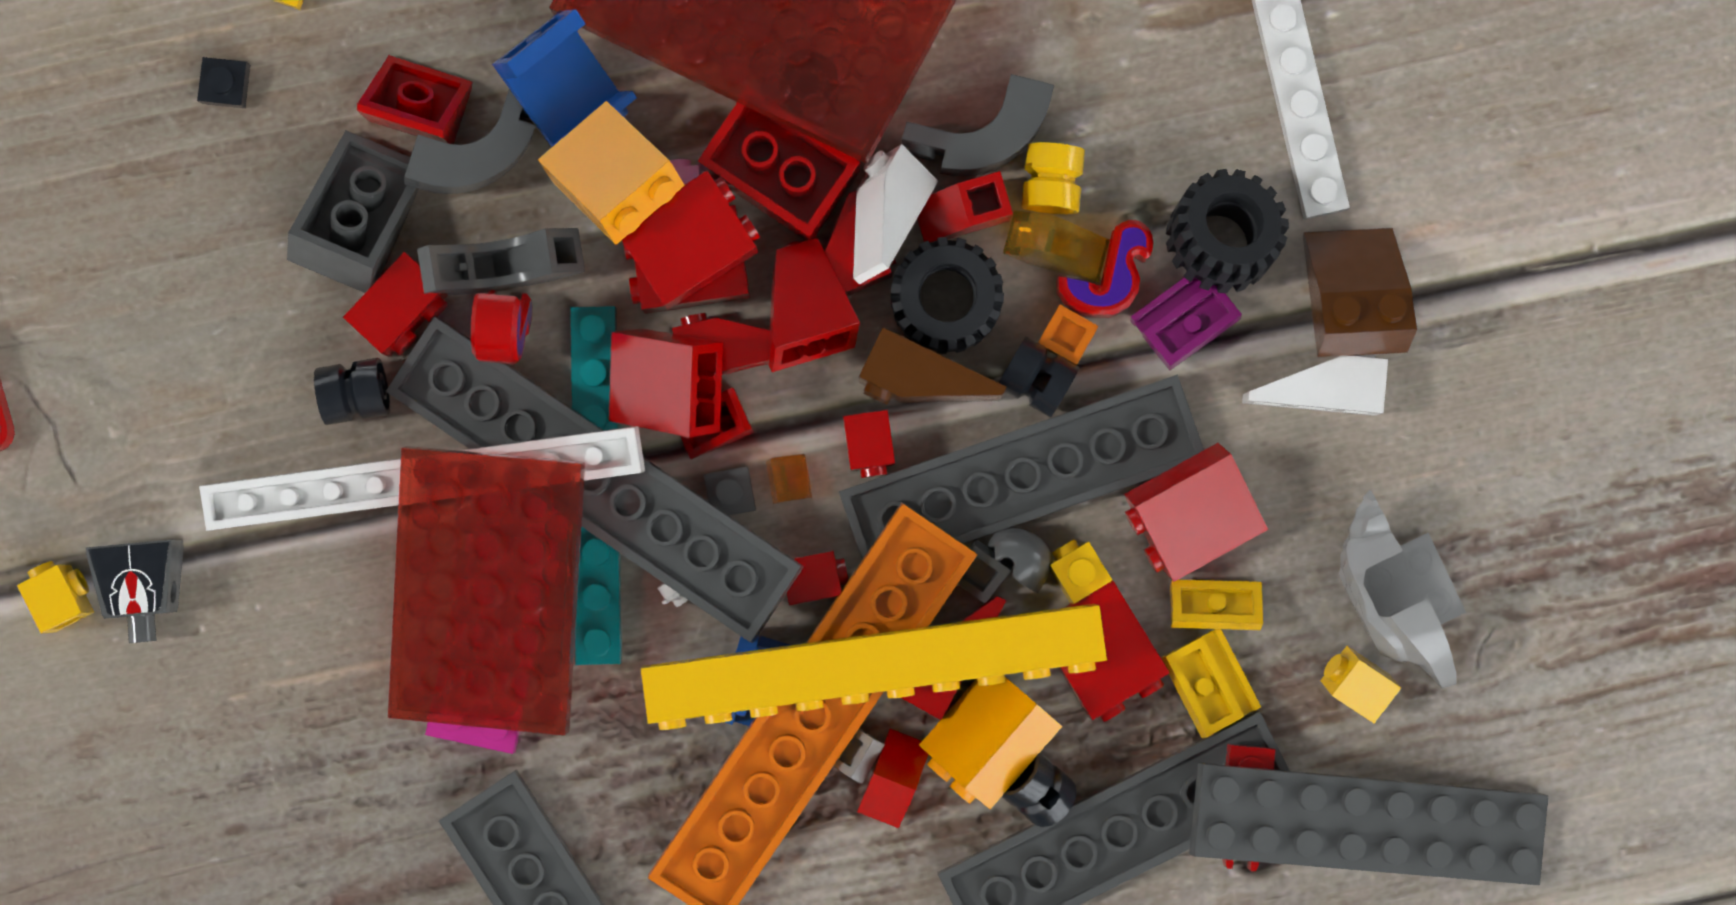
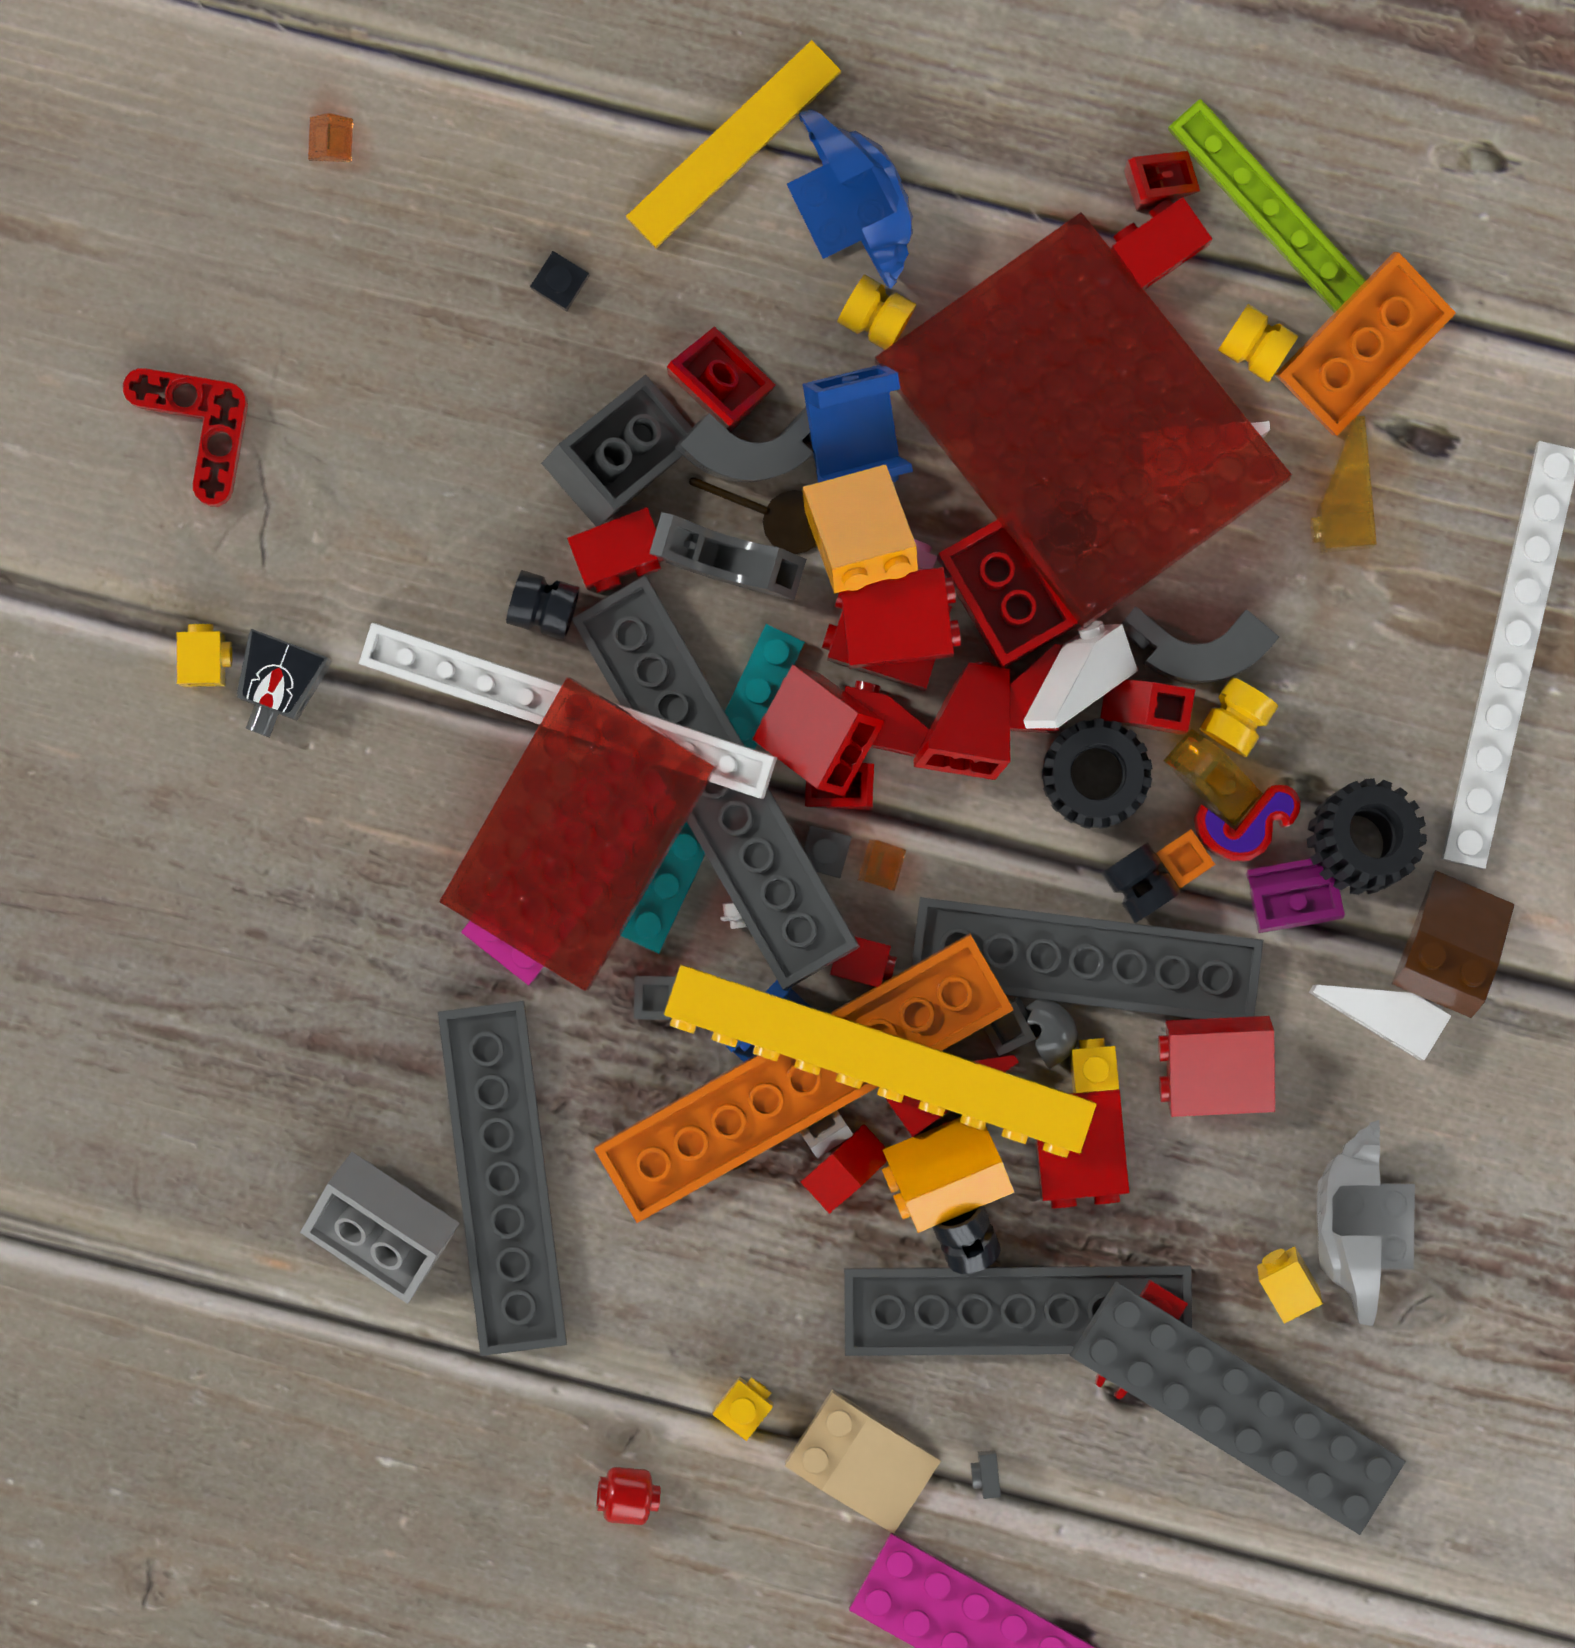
camera: 30 degrees right, 0 degrees up
(500, 327) = (698, 614): red animal -> none
(539, 202) = (783, 518): none -> dark brown piece
(630, 708) = (651, 996): none -> dark grey plate
(869, 443) = (967, 868): red brick -> none
(915, 374) = (1037, 829): reddish brown slope -> none
(1210, 682) = (1161, 1220): yellow plate -> none
(1216, 604) = (1199, 1155): yellow plate -> none

